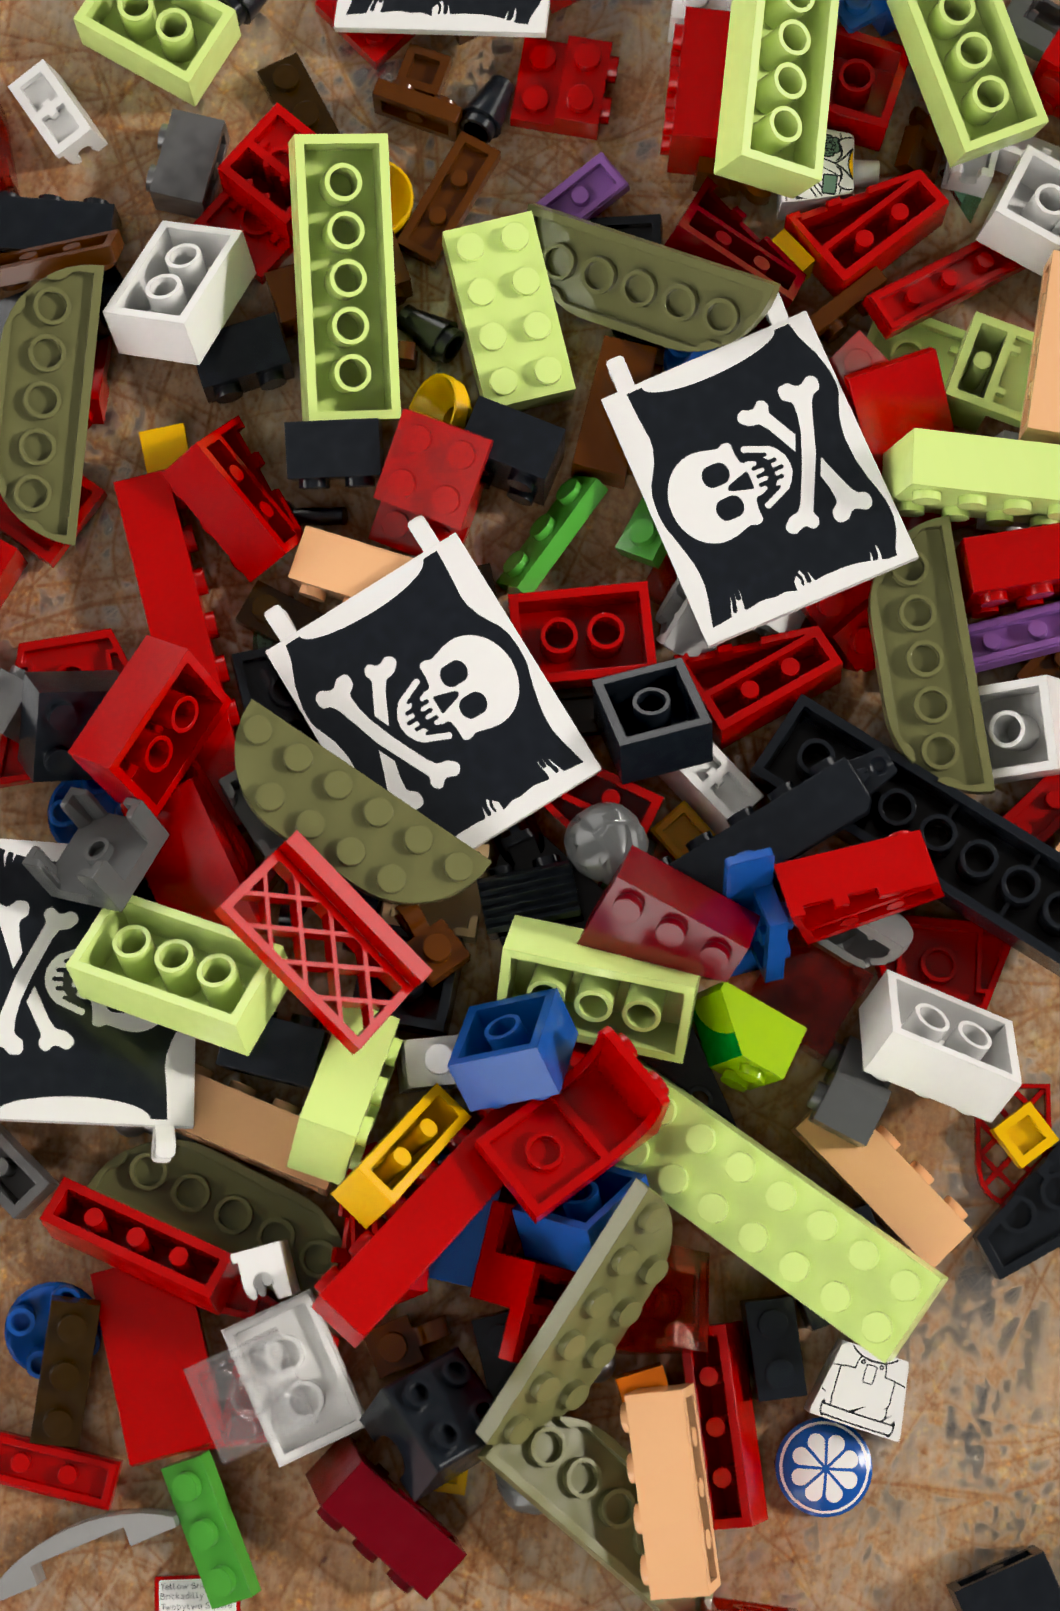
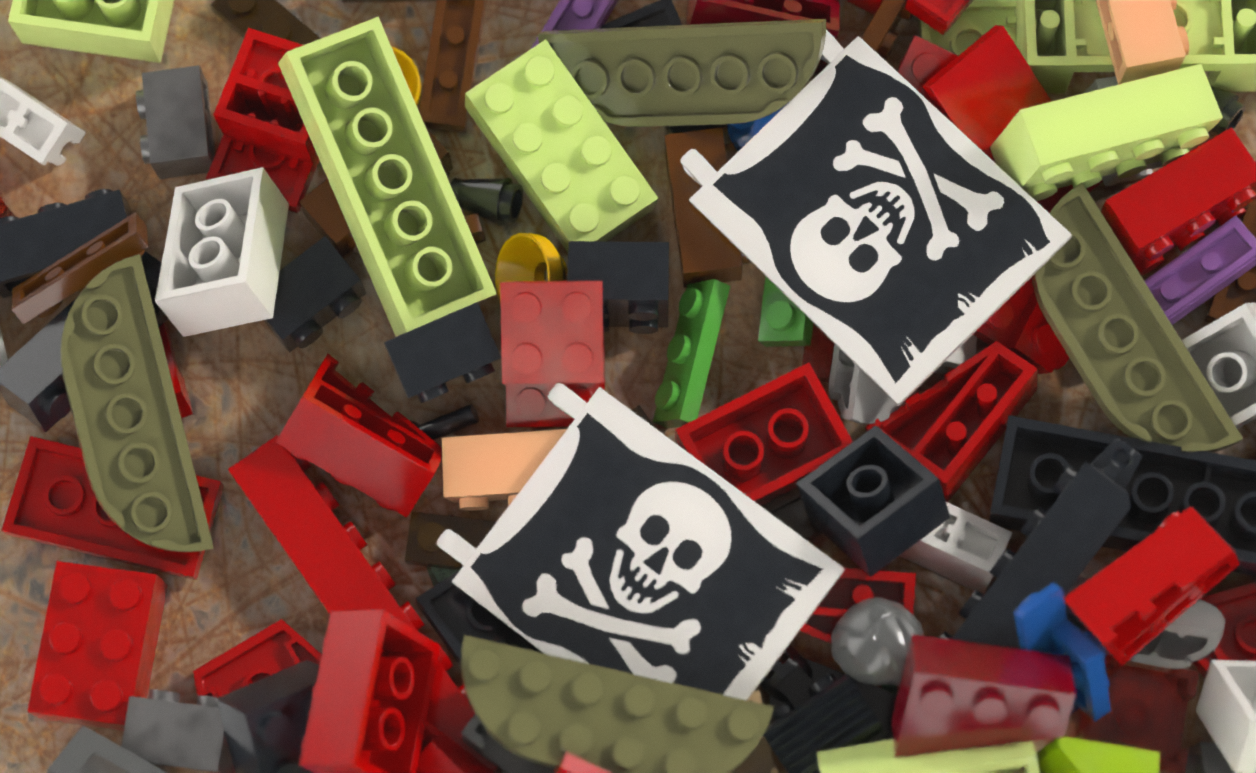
camera: 15 degrees left, 5 degrees down
(163, 446) = (263, 414): yellow tile -> none
(678, 829) = (941, 601): yellow tile -> none

